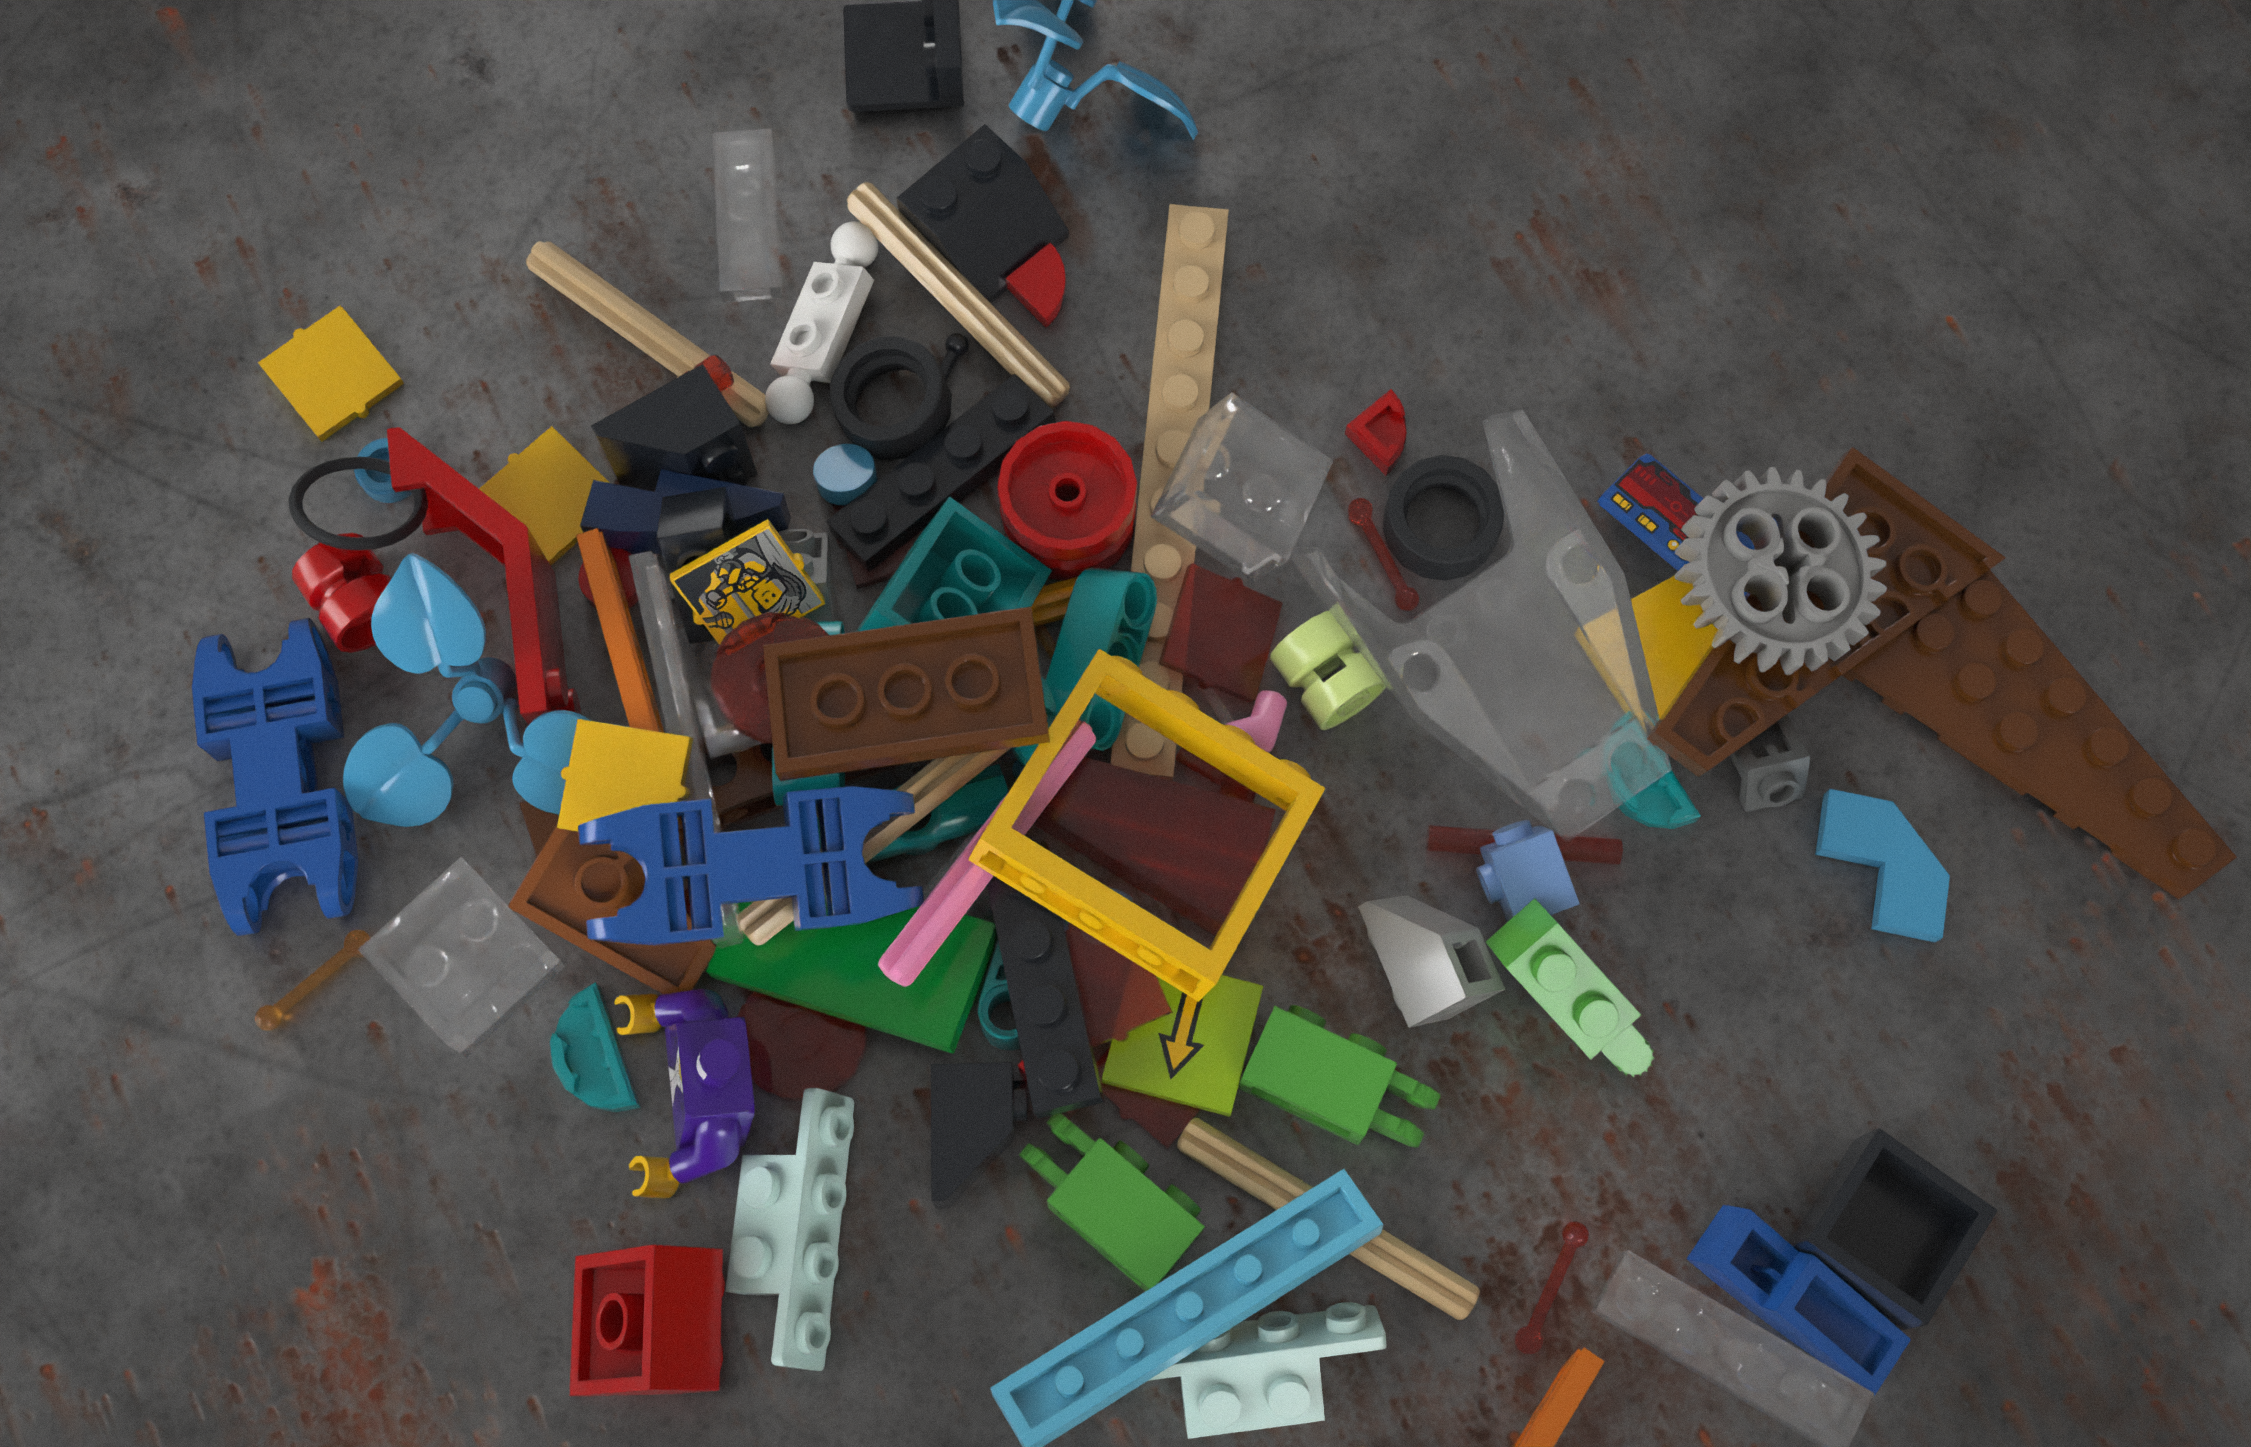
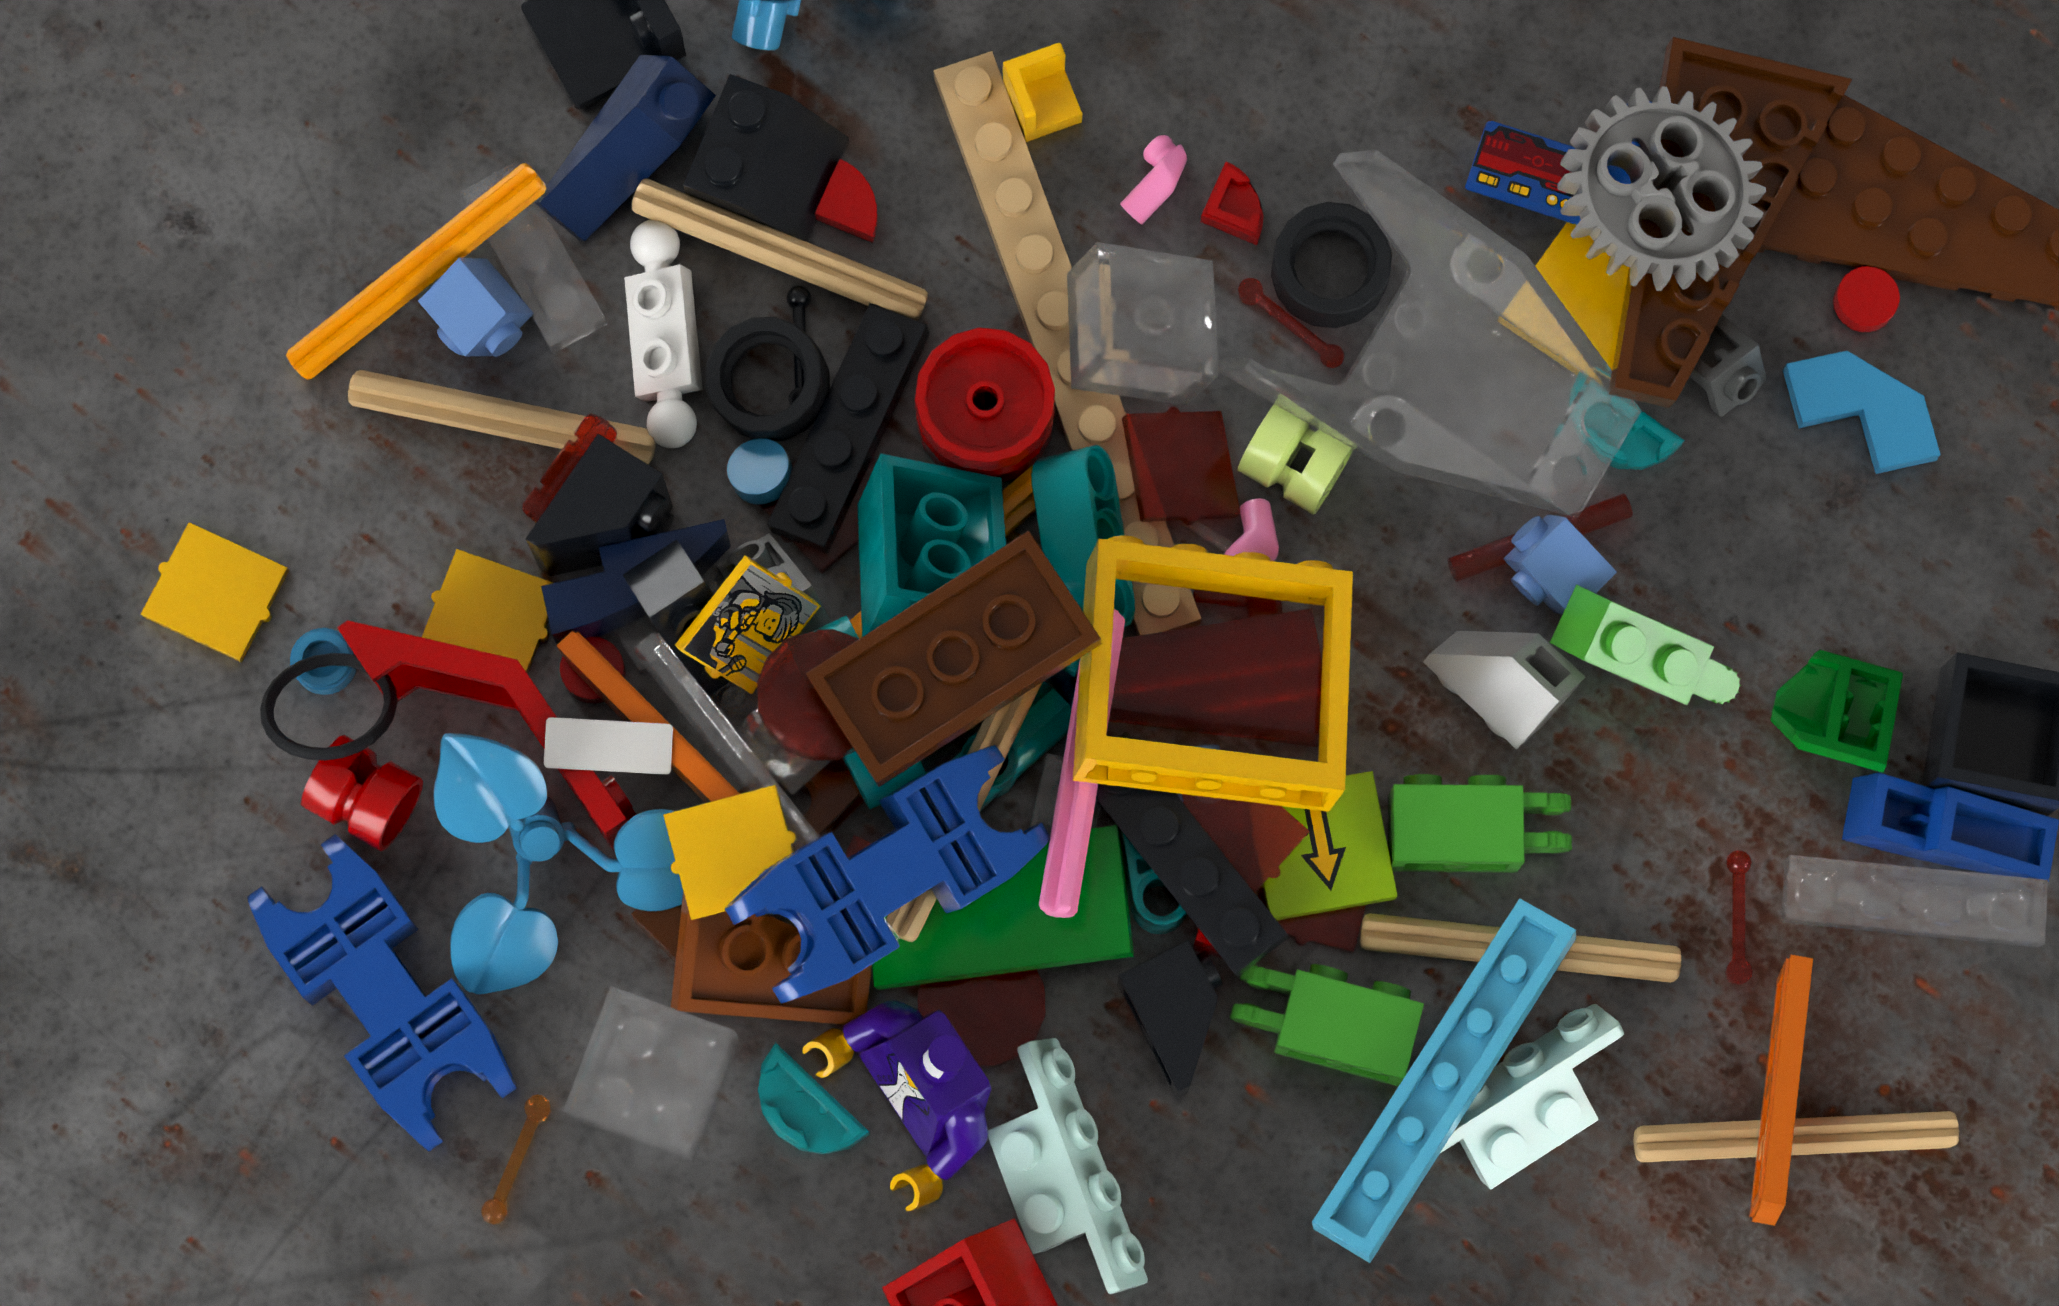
camera: 25 degrees left, 5 degrees up
(565, 638) = (608, 745): none -> white sticker
(638, 178) = (416, 271): none -> light orange axle
(670, 229) = (476, 309): none -> medium blue brick
(868, 150) = (625, 143): none -> dark blue slope
(1254, 259) = (1041, 92): none -> yellow panel
(1316, 384) = (1159, 182): none -> bright pink arm
(1739, 1133) = (1840, 709): none -> green slope
(1932, 764) = (1866, 299): none -> red tile

